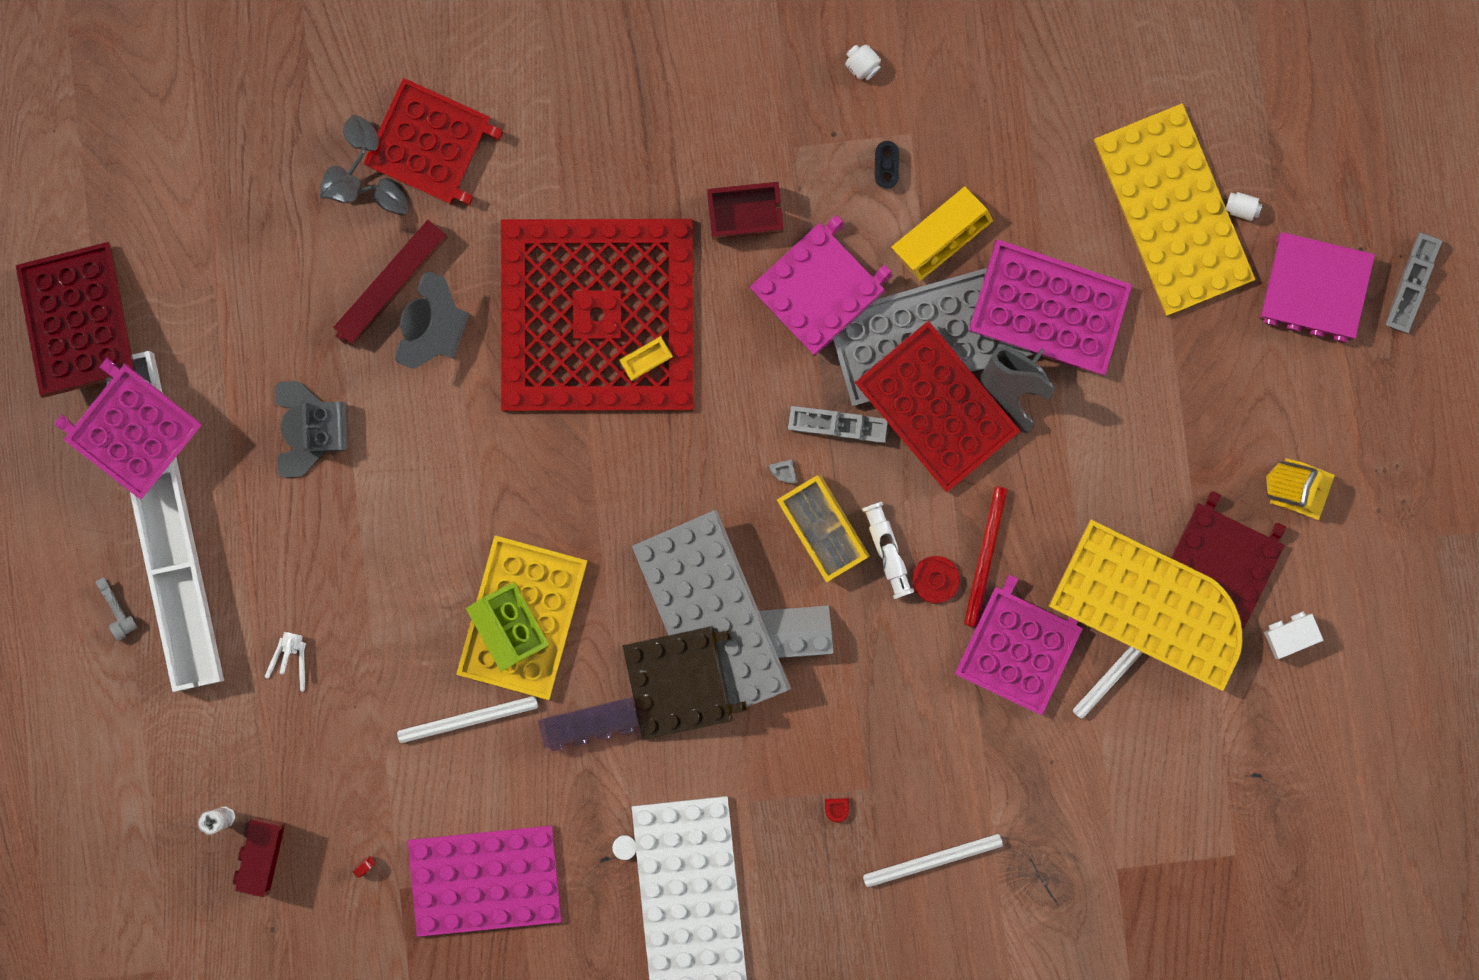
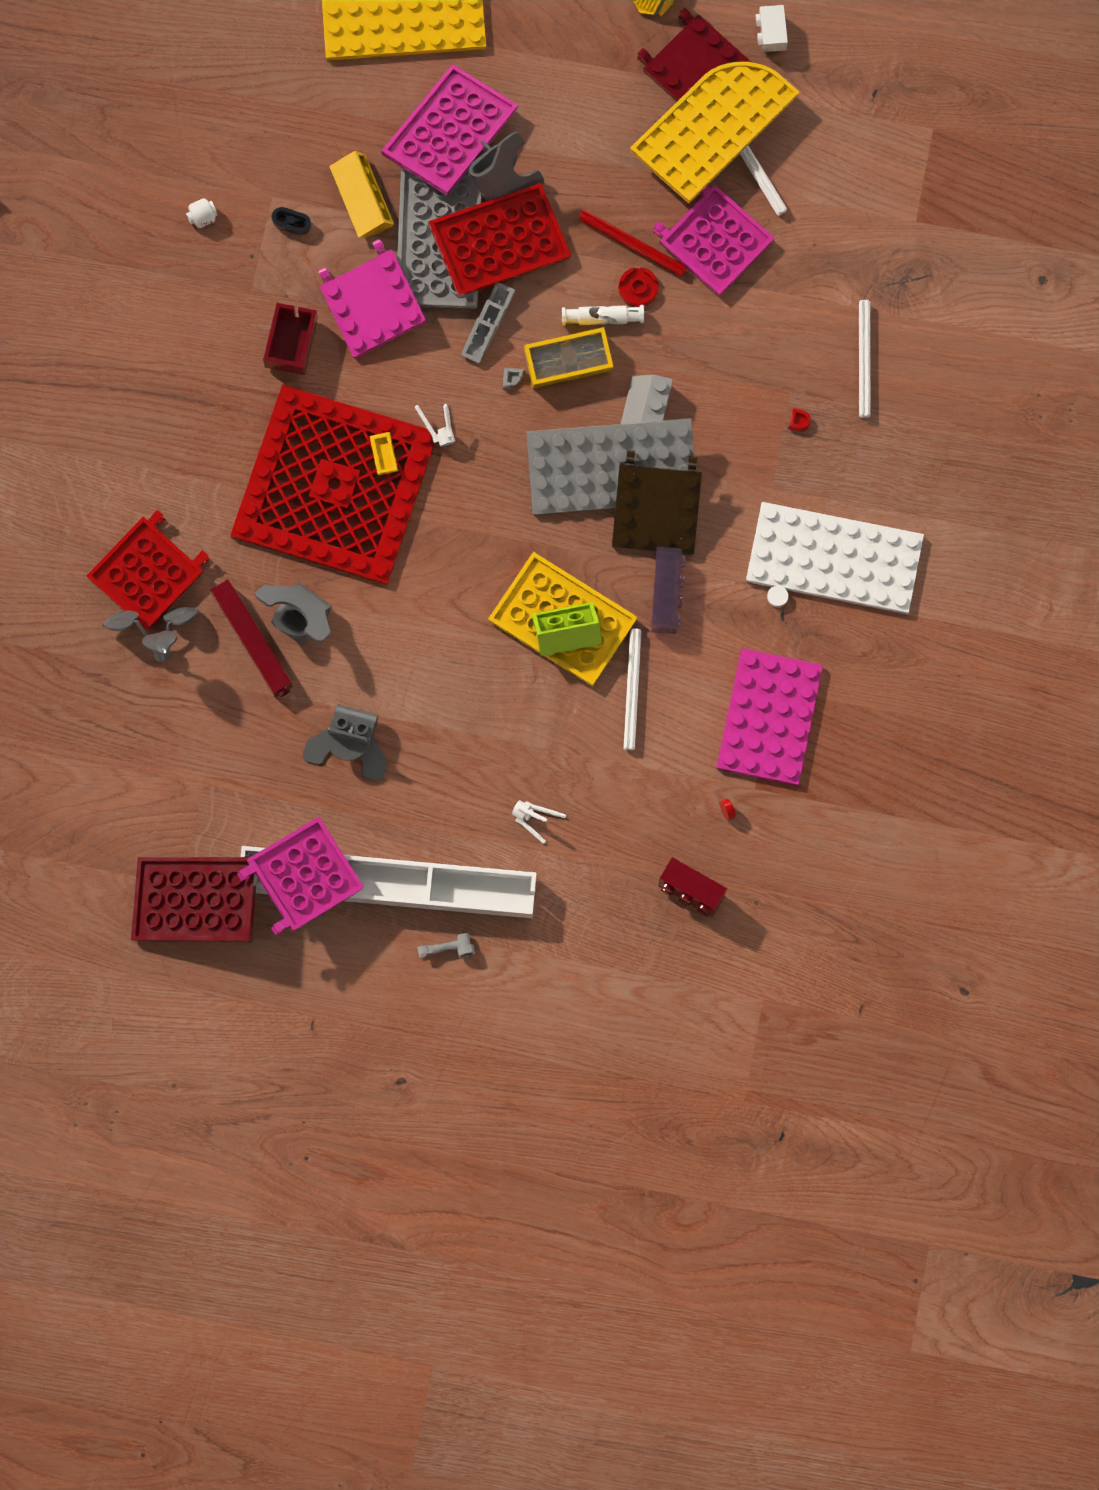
camera: 75 degrees left, 10 degrees down
(216, 820) = (651, 905): white piece -> none
(690, 419) = (445, 435): none -> white plant

